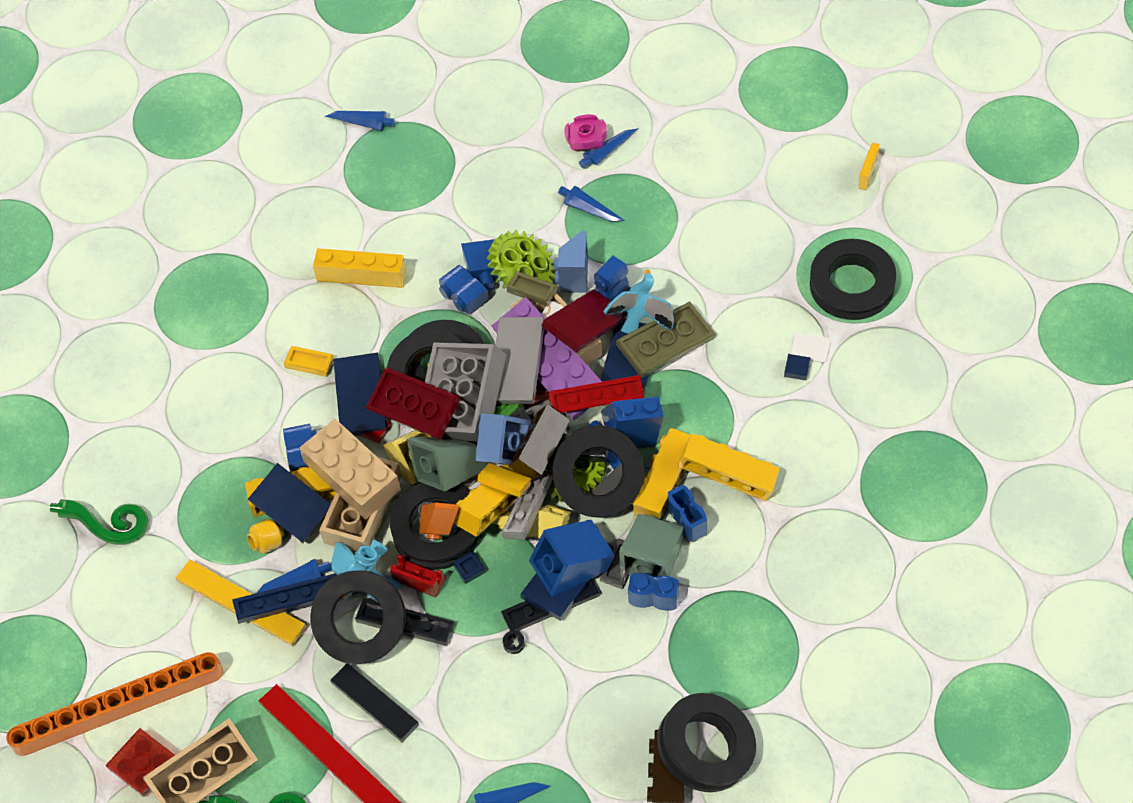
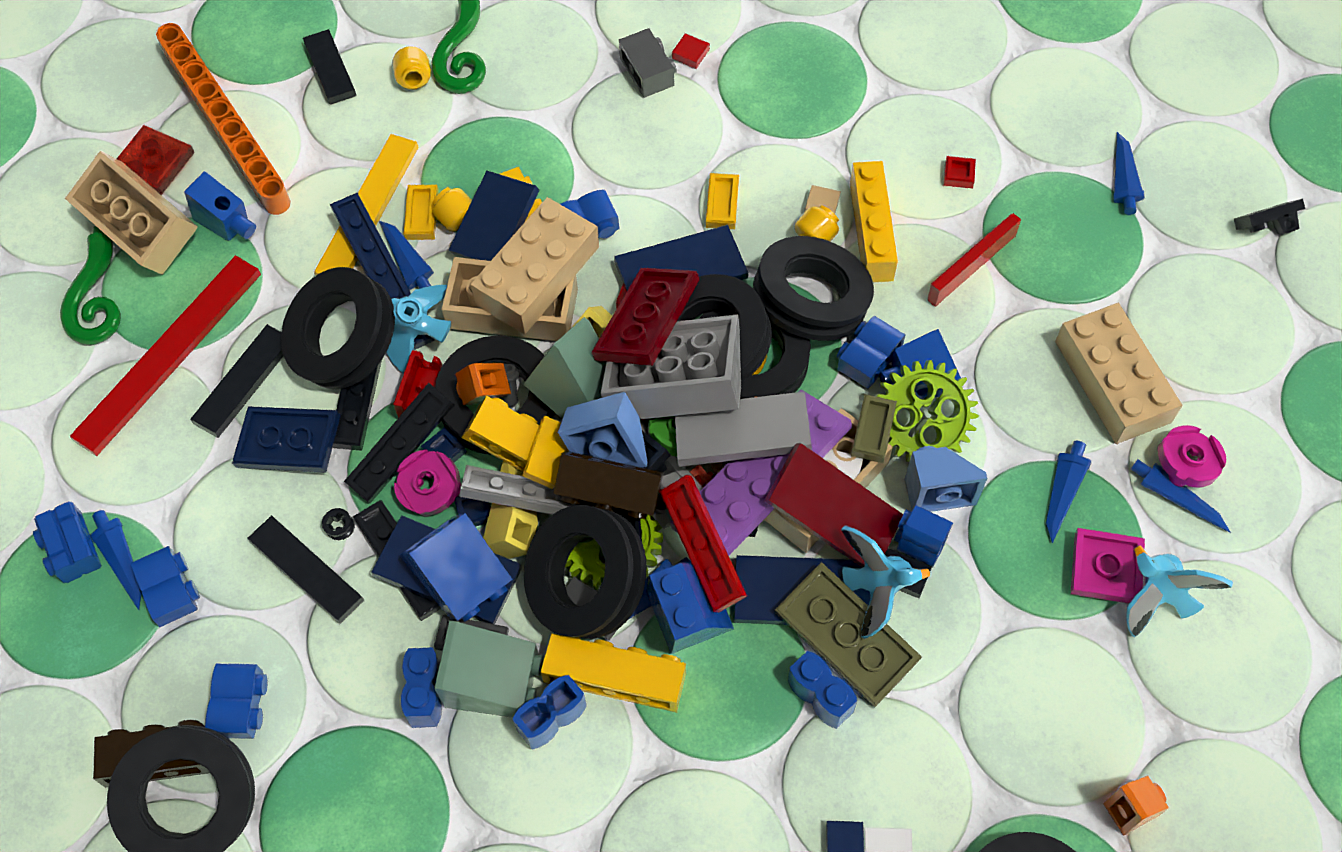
camera: 75 degrees right, 5 degrees up
(87, 621) = (329, 66): none -> black tile
(115, 555) = (411, 67): none -> yellow head
(164, 360) = (690, 51): none -> red tile
(168, 389) = (647, 62): none -> dark grey brick
(215, 704) = (218, 208): none -> blue torso
(255, 564) = (419, 216): none -> yellow tile
(330, 212) = (959, 172): none -> red tile
(330, 298) = (823, 196): none -> tan tile
(354, 303) = (817, 223): none -> yellow head
(400, 291) = (808, 317): none -> black tyre
(407, 216) = (973, 259): none -> red tile
(422, 44) = (1283, 217): none -> black hinge
(435, 671) = (286, 439): none -> dark blue tile
(463, 588) = (399, 442): none -> black tile
(491, 587) = (409, 482): none -> dark pink plate
(517, 156) = (1118, 373): none -> tan brick
(521, 551) = (475, 509): none -> dark blue tile
(539, 759) = (165, 585): none -> blue brick
(544, 666) = (305, 569): none -> black tile
(637, 713) = (236, 699): none -> blue brick
(648, 193) = (1106, 566): none -> dark pink plate
(673, 161) = (1167, 583): none -> medium azure animal
(699, 359) = (829, 695): none -> blue brick
(729, 467) = (631, 759): yellow brick -> none
(803, 212) = (1136, 804): none -> orange slope

